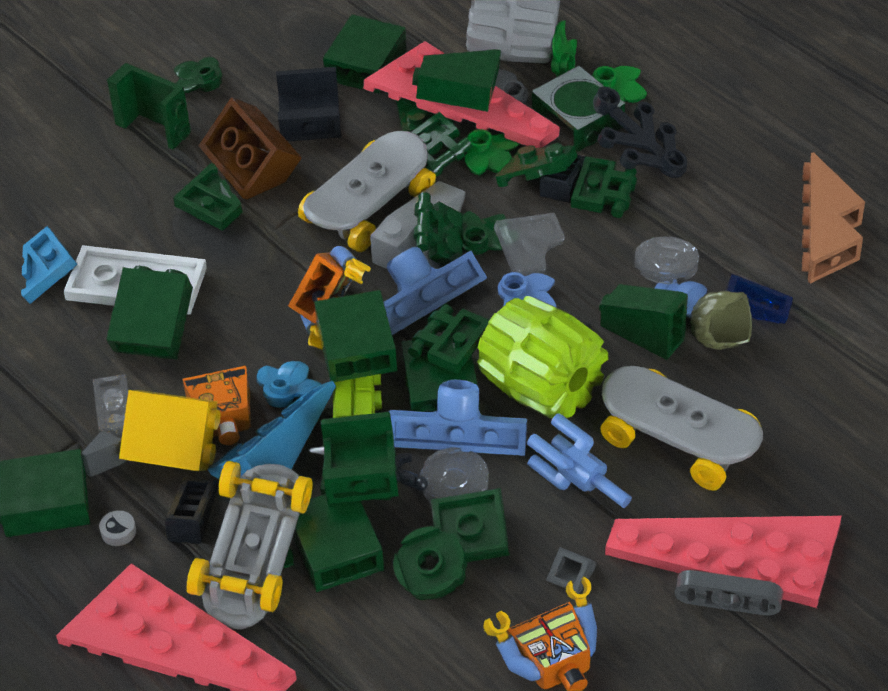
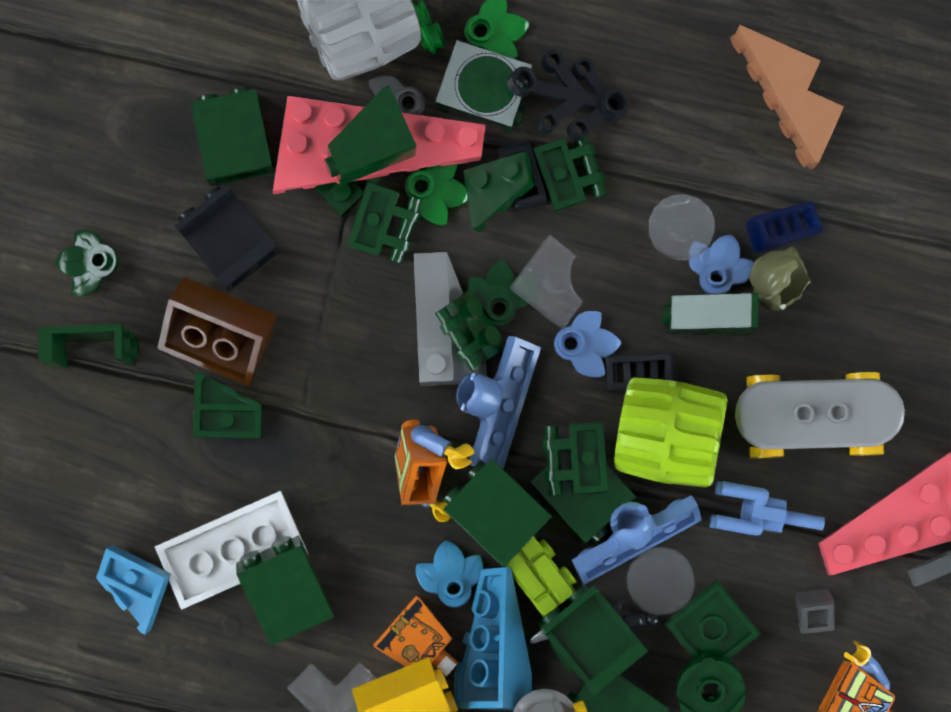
camera: 40 degrees left, 35 degrees up
(367, 185) = (366, 317): light grey piece -> none

